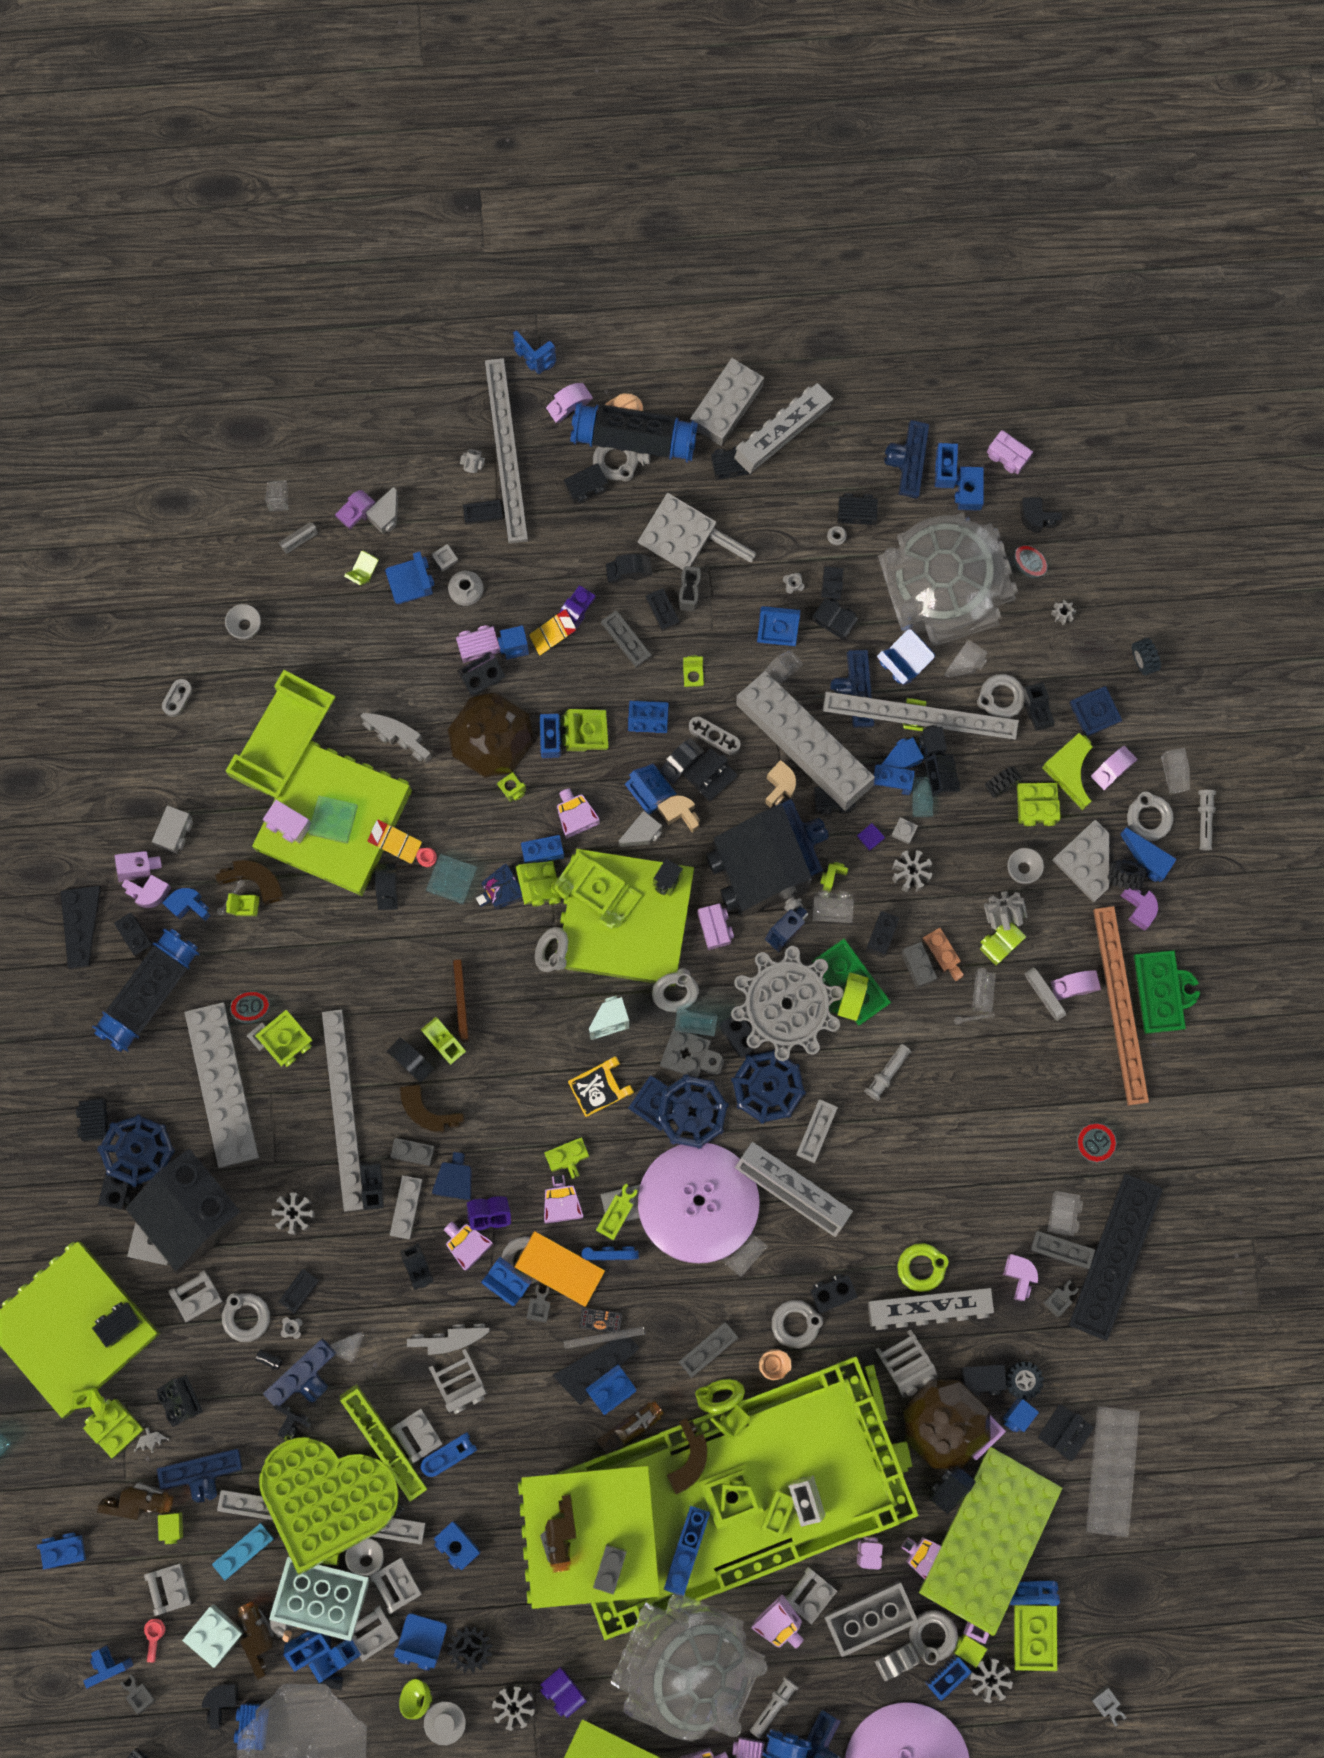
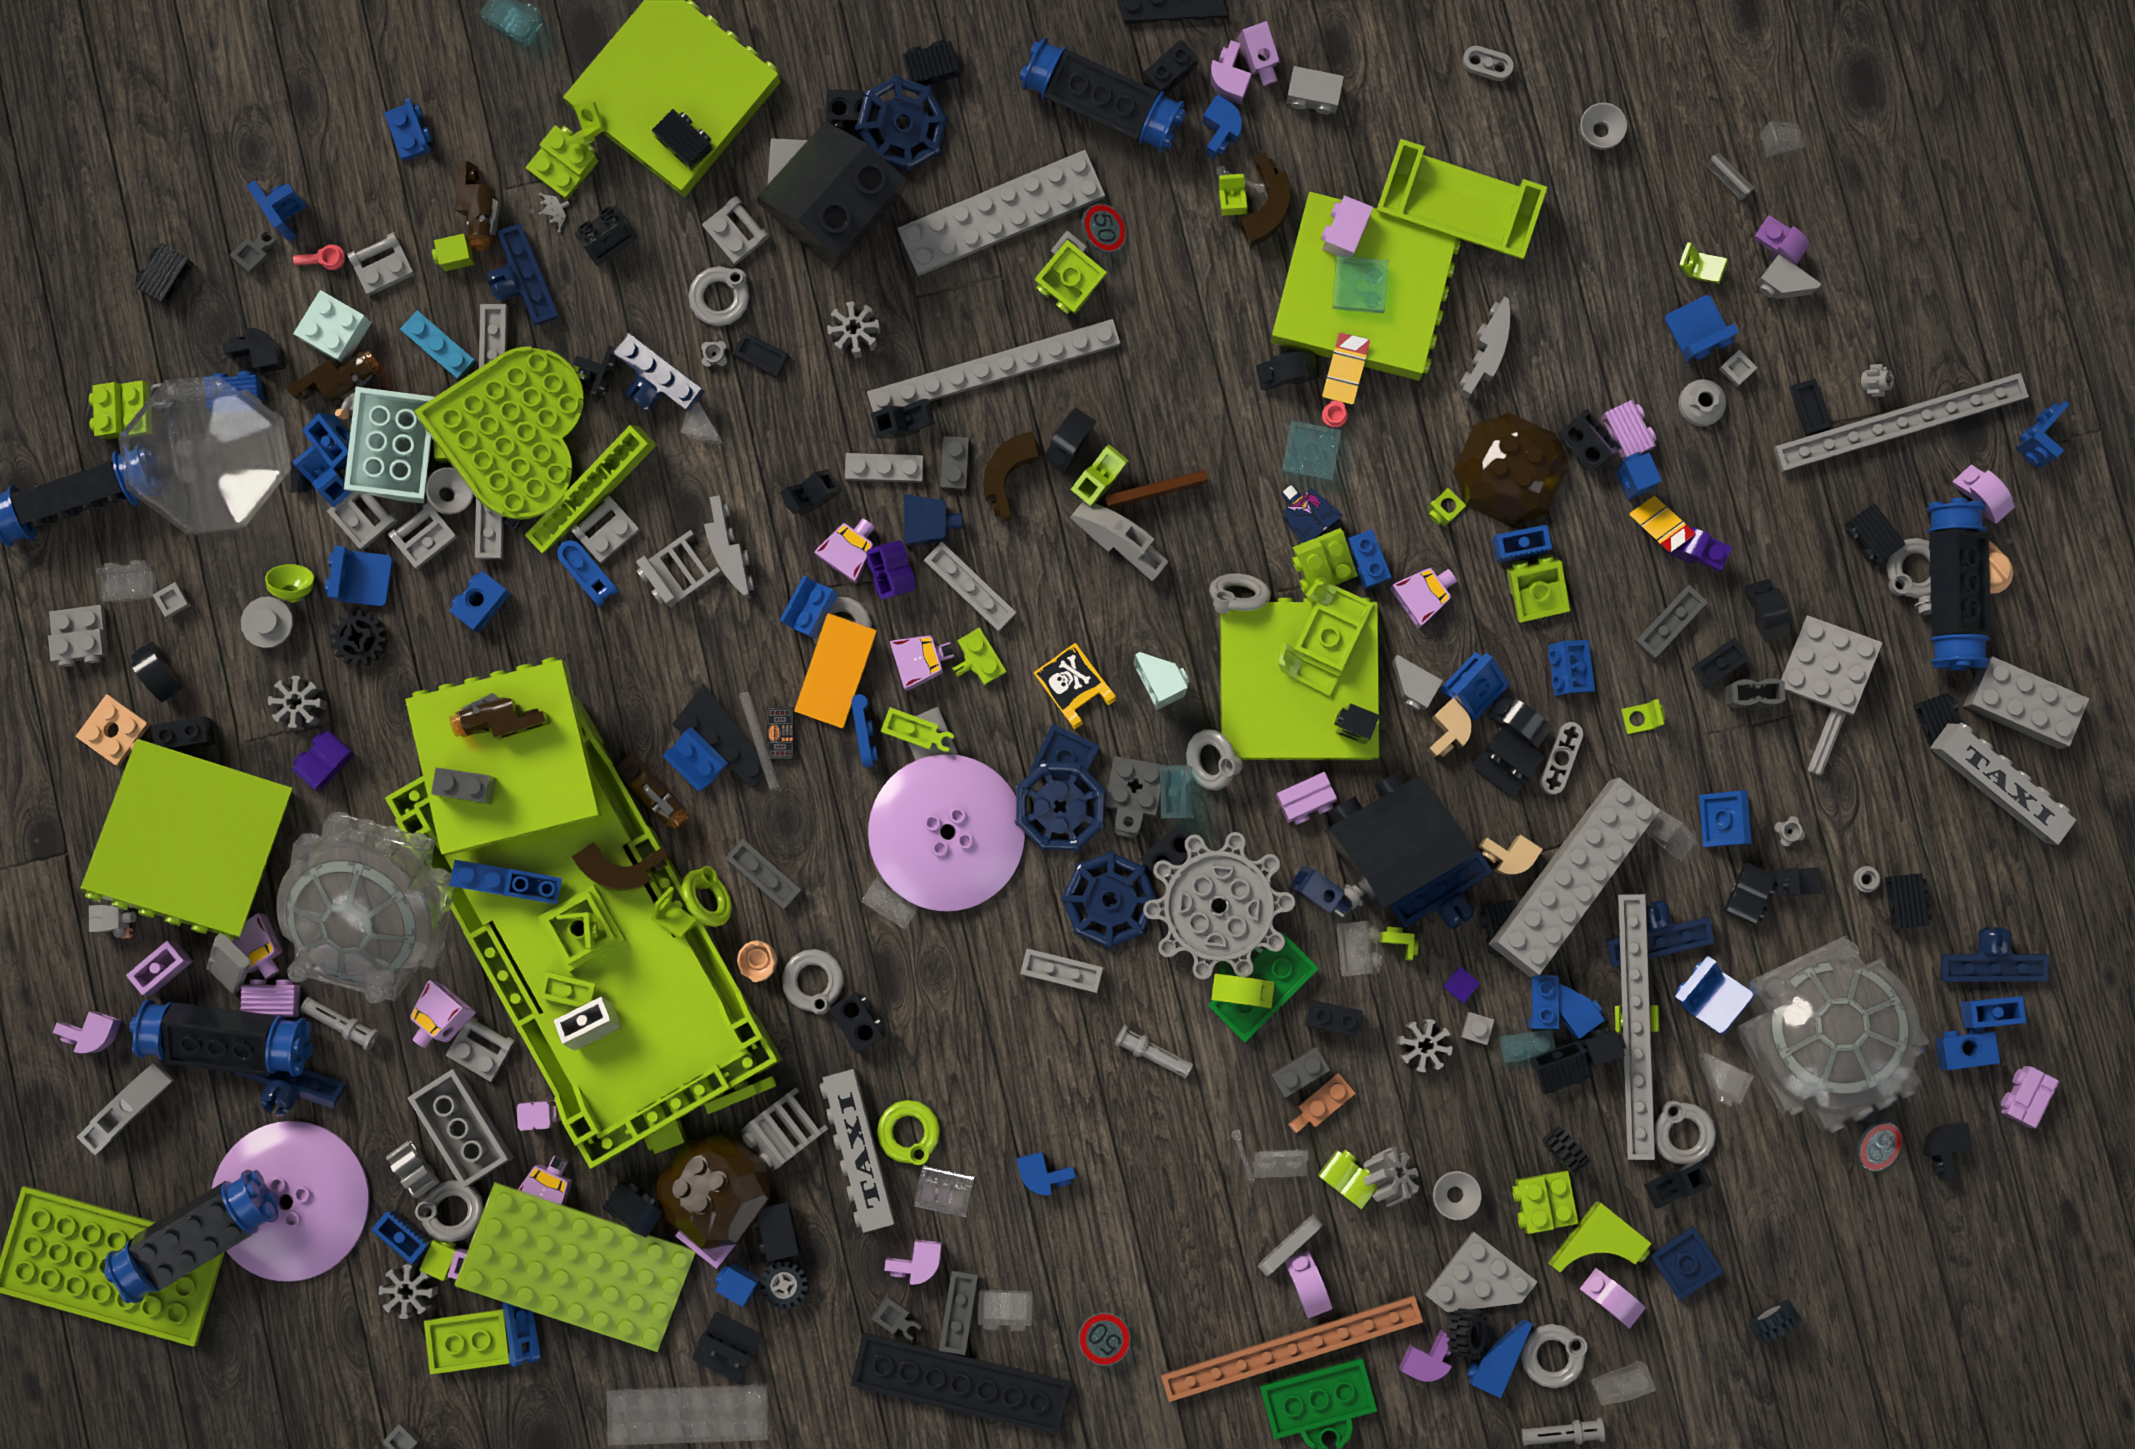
camera: 85 degrees right, 5 degrees up
(269, 1359) = (671, 333): black pin -> none
(488, 1035) = (1118, 532): none -> light grey slope
(511, 1154) = (970, 586): none -> light grey plate
(538, 1307) = (782, 653): dark grey plate -> none
(793, 1189) = (981, 951): light grey brick -> none
(970, 1247) = (944, 1191): none -> clear brick
(971, 1173) = (1035, 1174): none -> blue brick
(1063, 606) = (1825, 1201): light grey gear -> none

